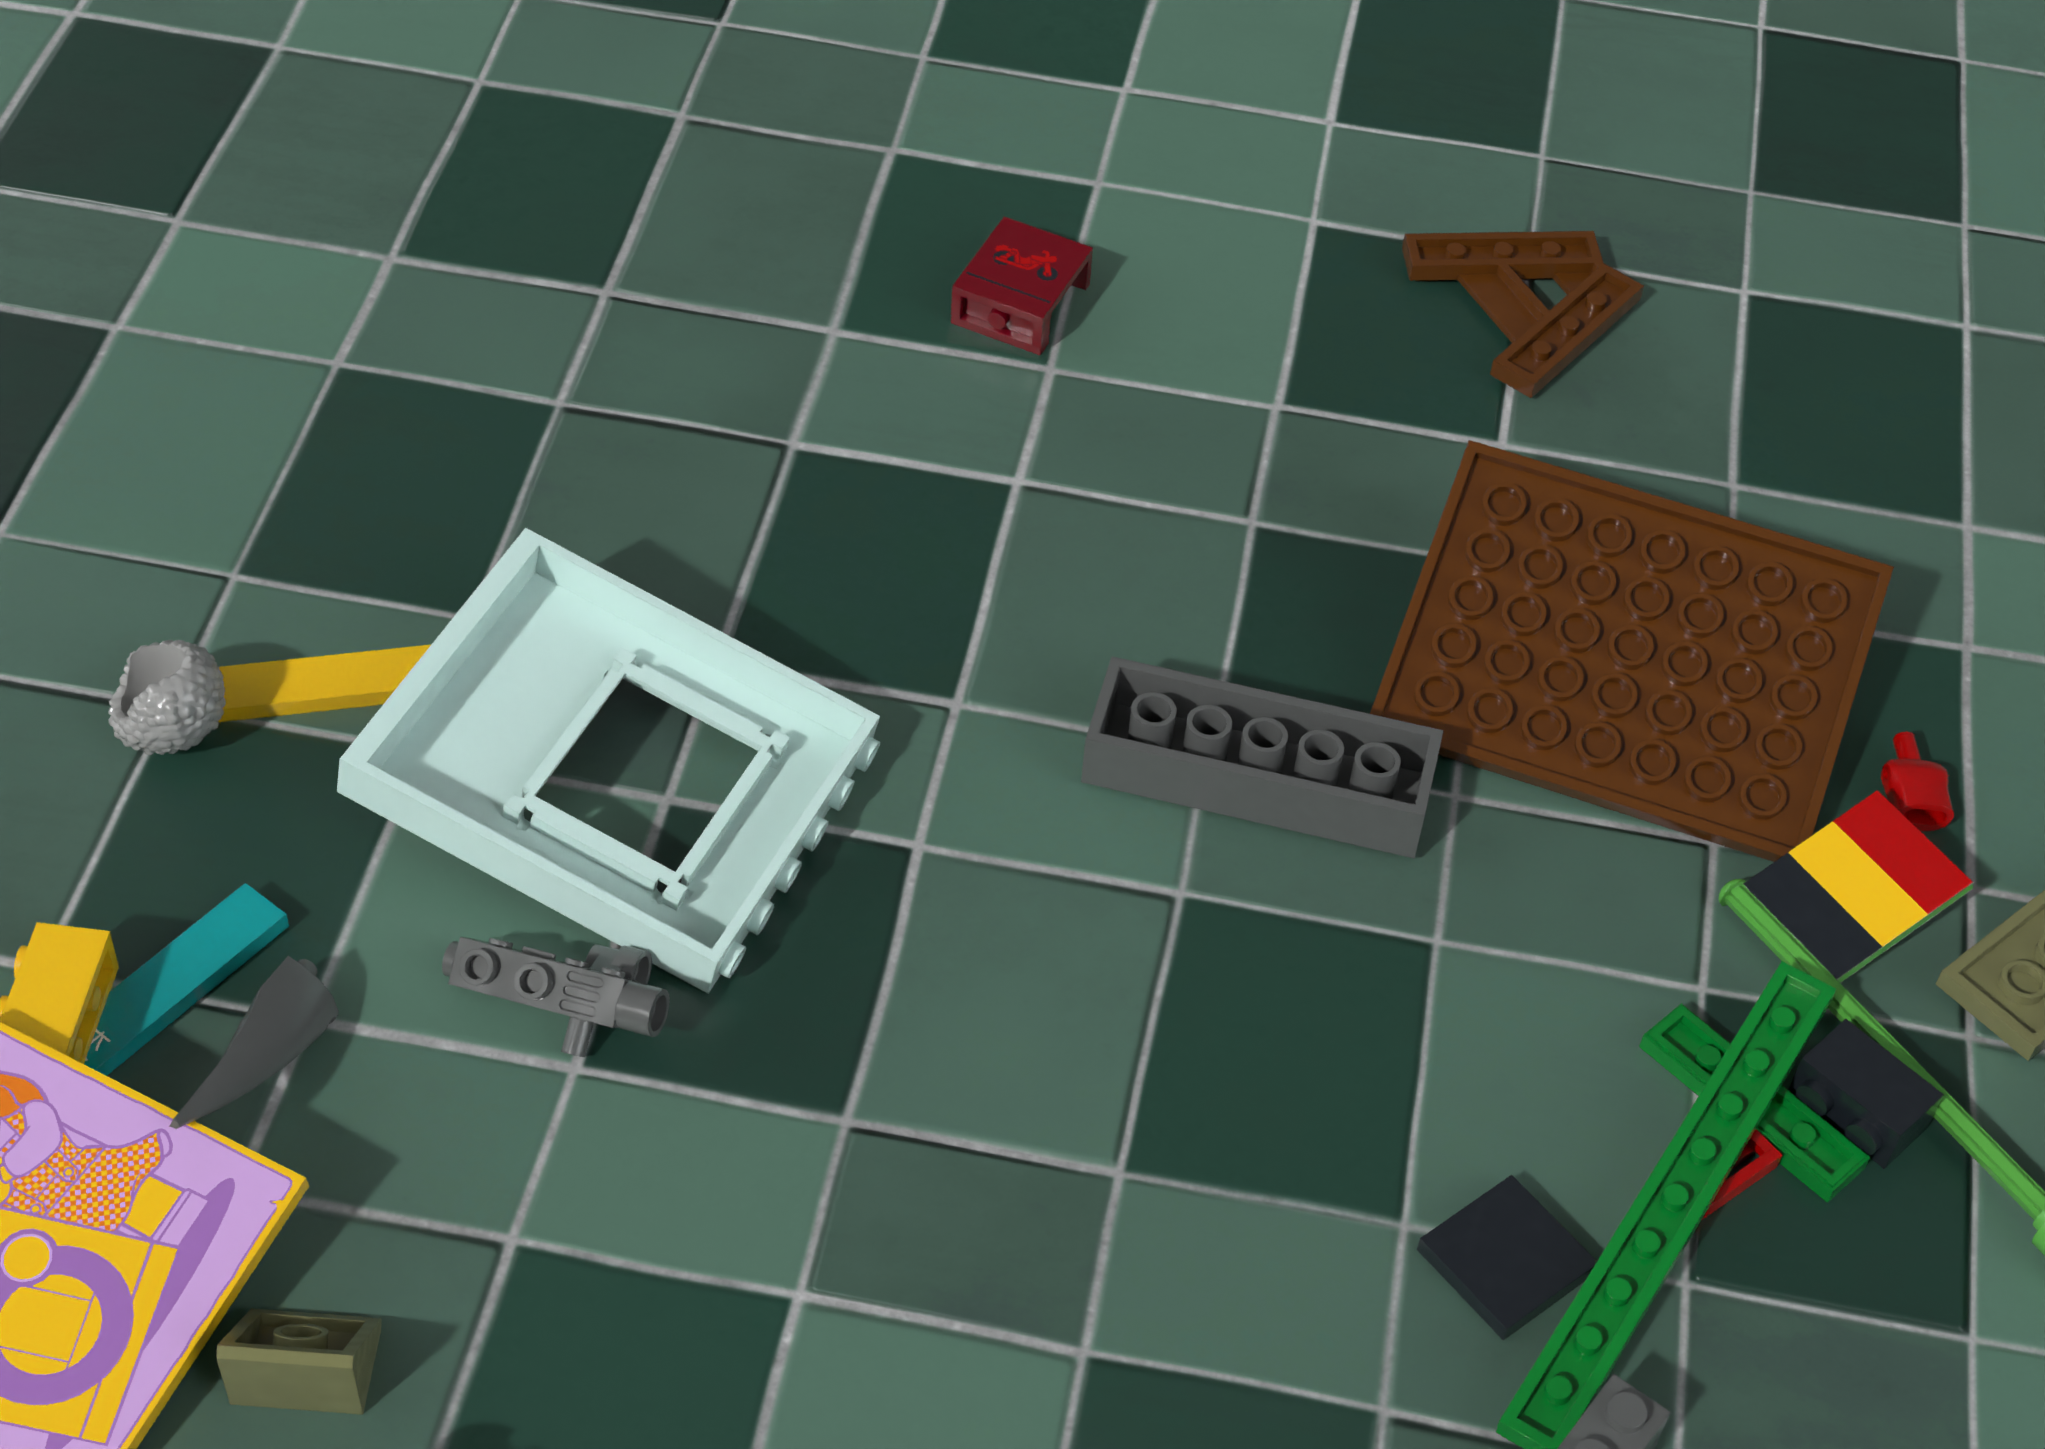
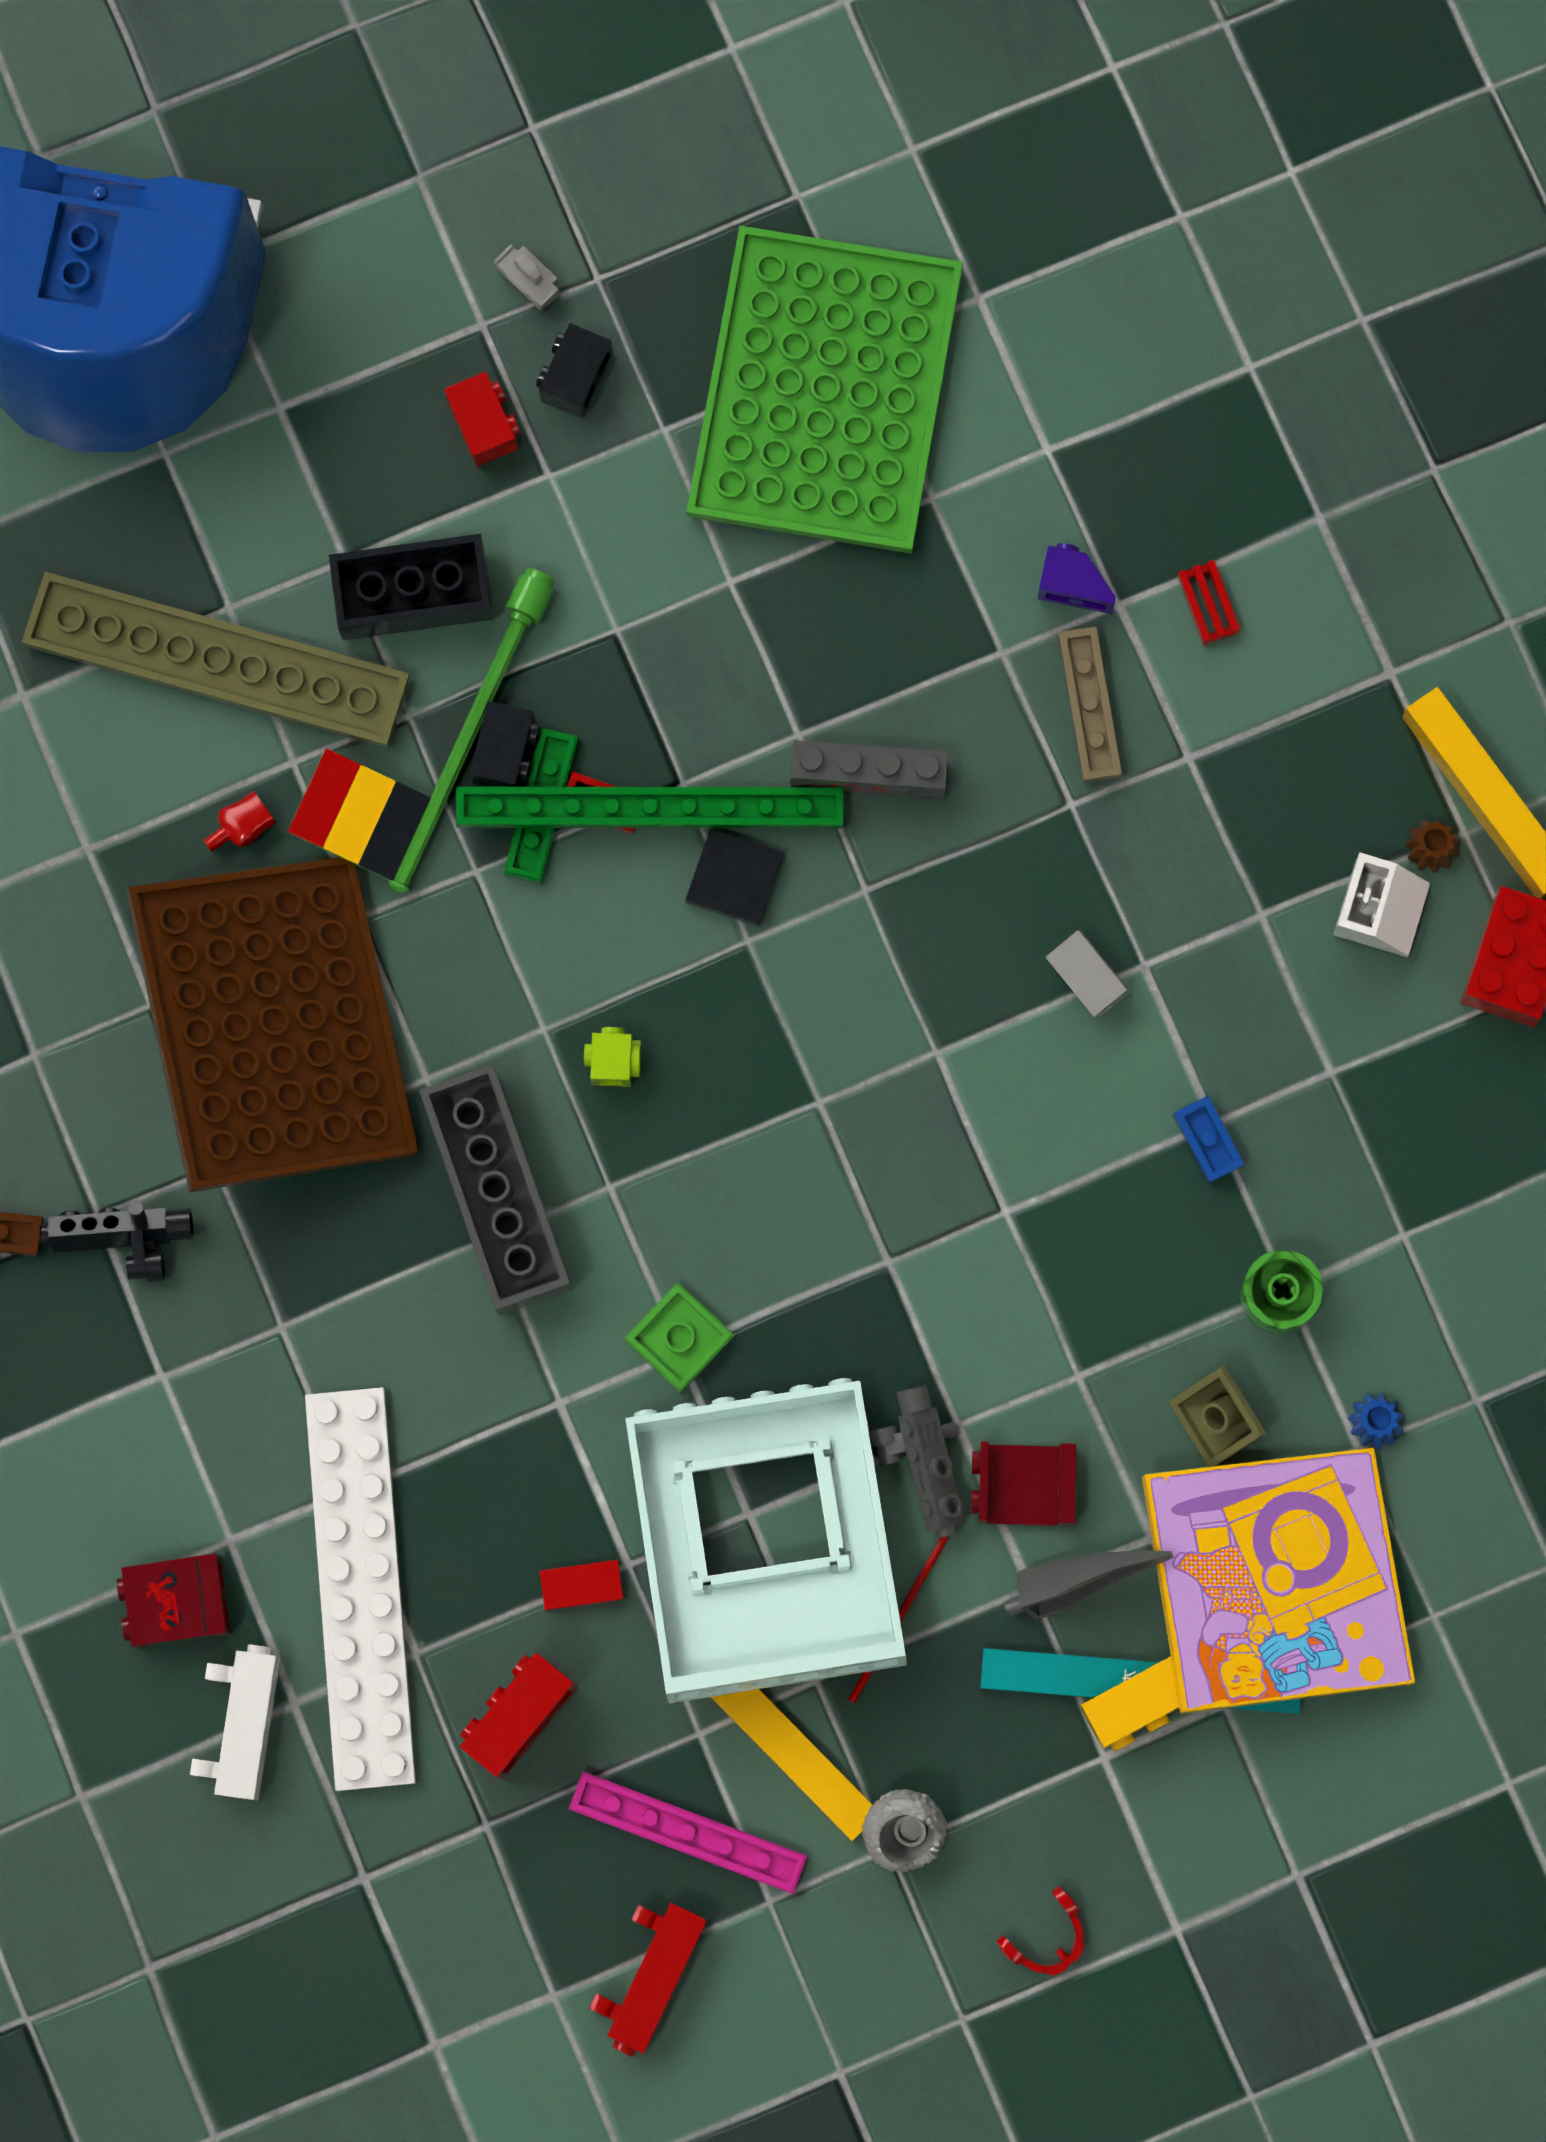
camera: 115 degrees left, 30 degrees up
(262, 433) = (655, 1980): none -> red brick
(373, 547) = (688, 1832): none -> dark pink tile
(416, 884) = (905, 1606): none -> red piece
(434, 1081) = (1025, 1484): none -> dark red panel
(641, 450) = (516, 1715): none -> red brick
(736, 595) = (581, 1585): none -> red tile
(846, 272) = (246, 1723): none -> white brick
(909, 434) = (360, 1589): none -> white plate
(935, 849) = (679, 1337): none -> bright green tile
(1344, 970) = (613, 1057): none -> lime brick
(1445, 444) = (117, 1229): none -> black piece

